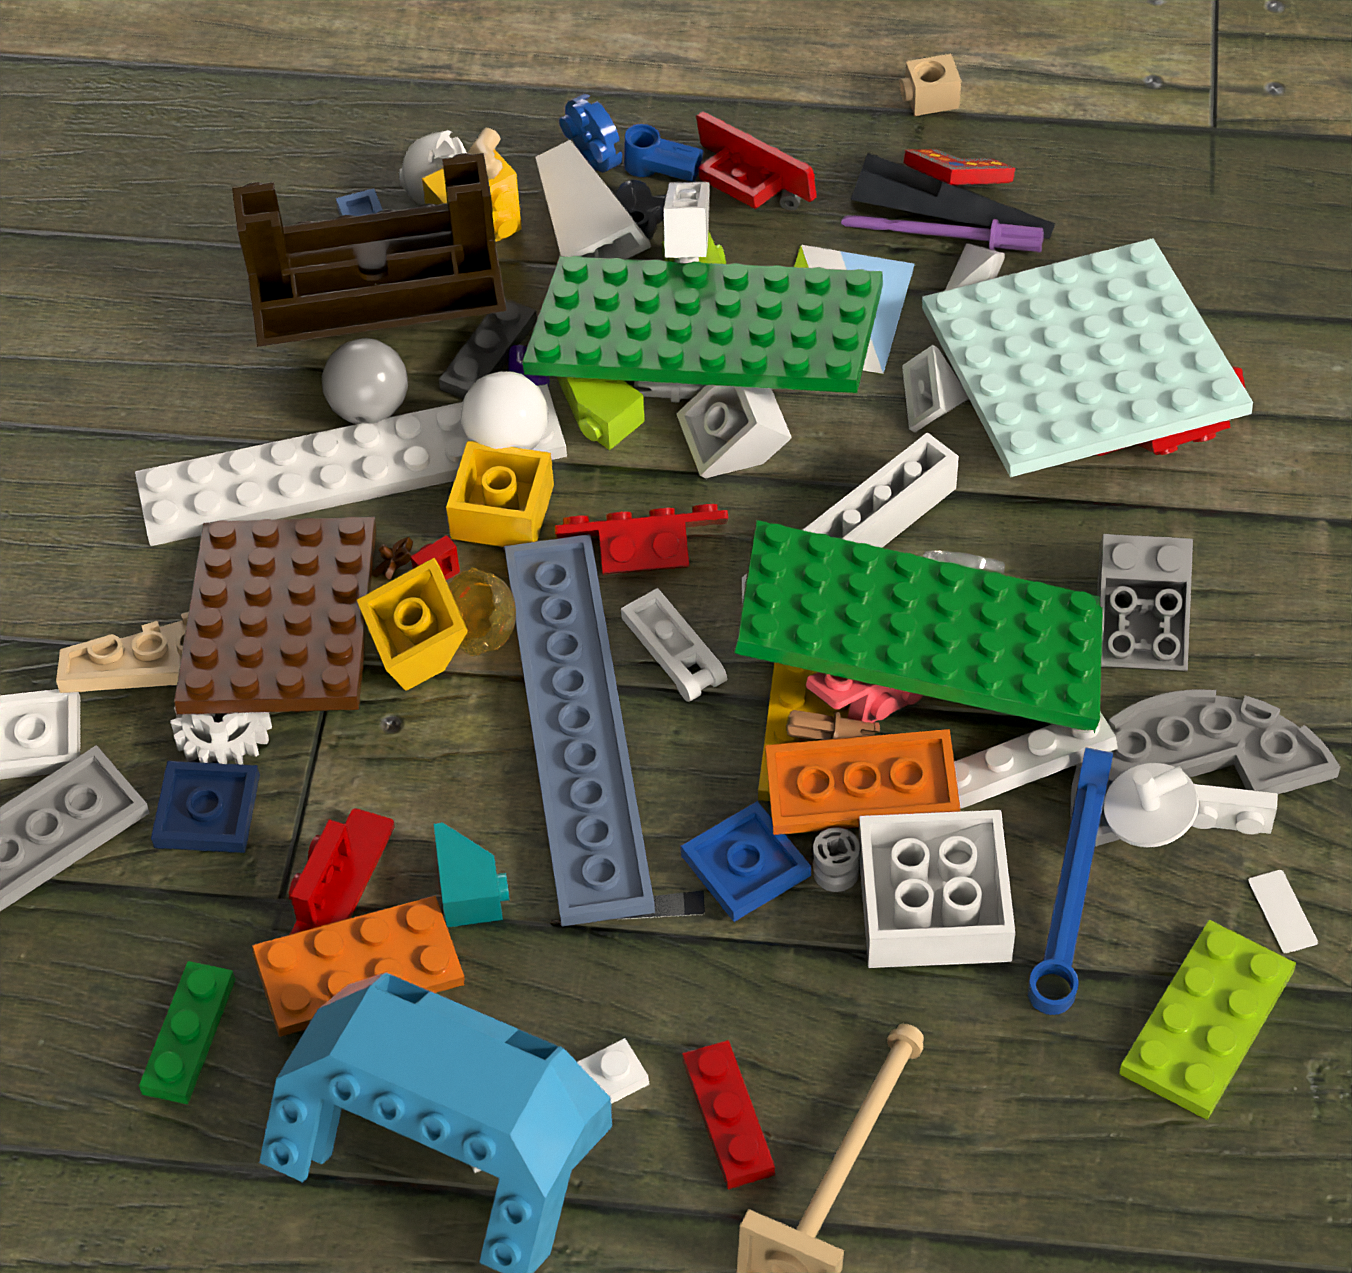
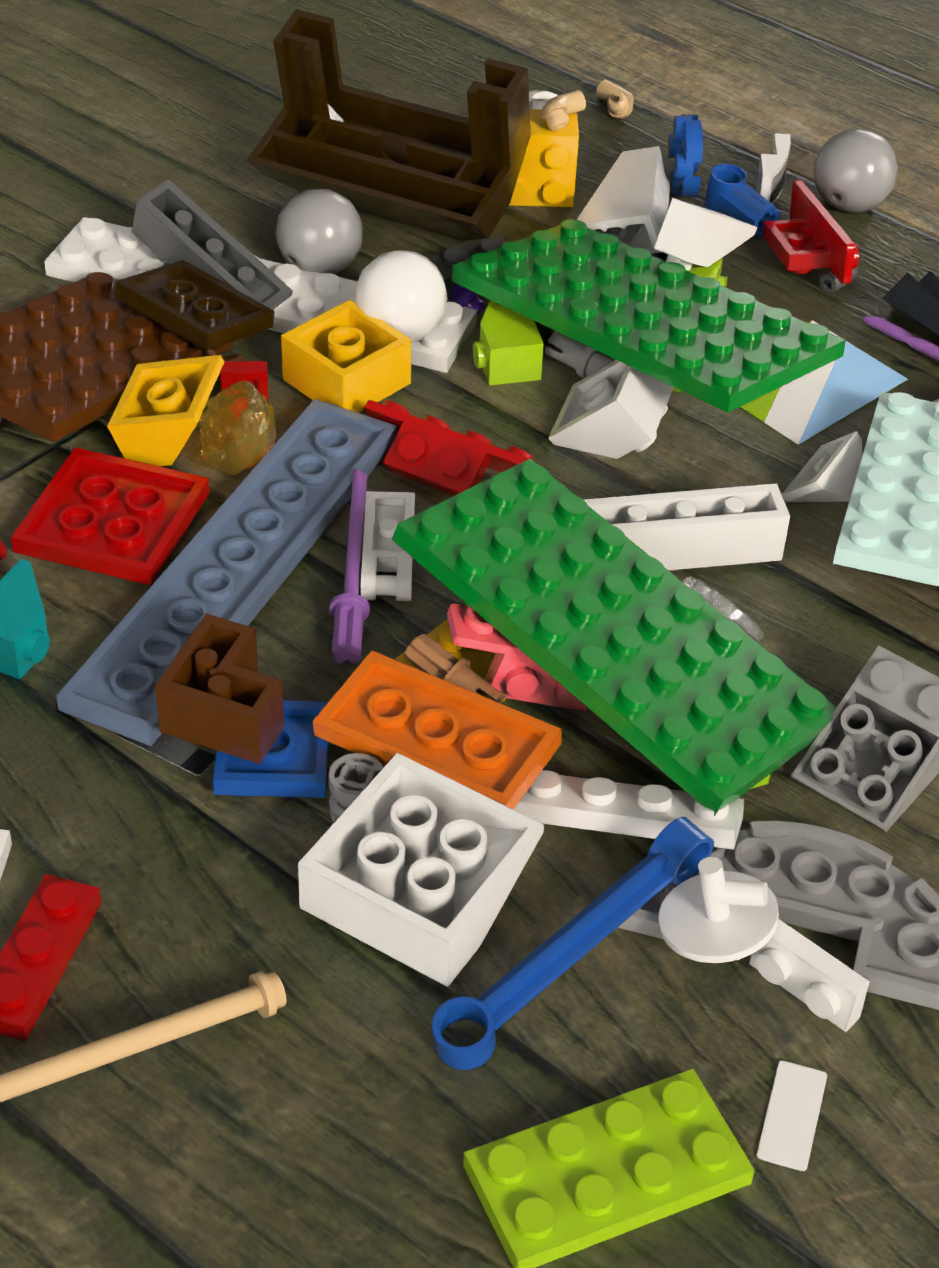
camera: 30 degrees right, 10 degrees down
(295, 455) = (183, 231): none -> dark grey slope
(338, 514) = (194, 305): none -> dark brown plate
(444, 742) = (111, 516): none -> red plate
(467, 90) = (618, 99): none -> tan arm
(661, 103) = (773, 168): none -> white slope
(696, 717) = (350, 608): none -> medium lavender piece
(698, 853) = (218, 696): none -> reddish brown brick
(734, 76) = (855, 170): none -> light grey piece

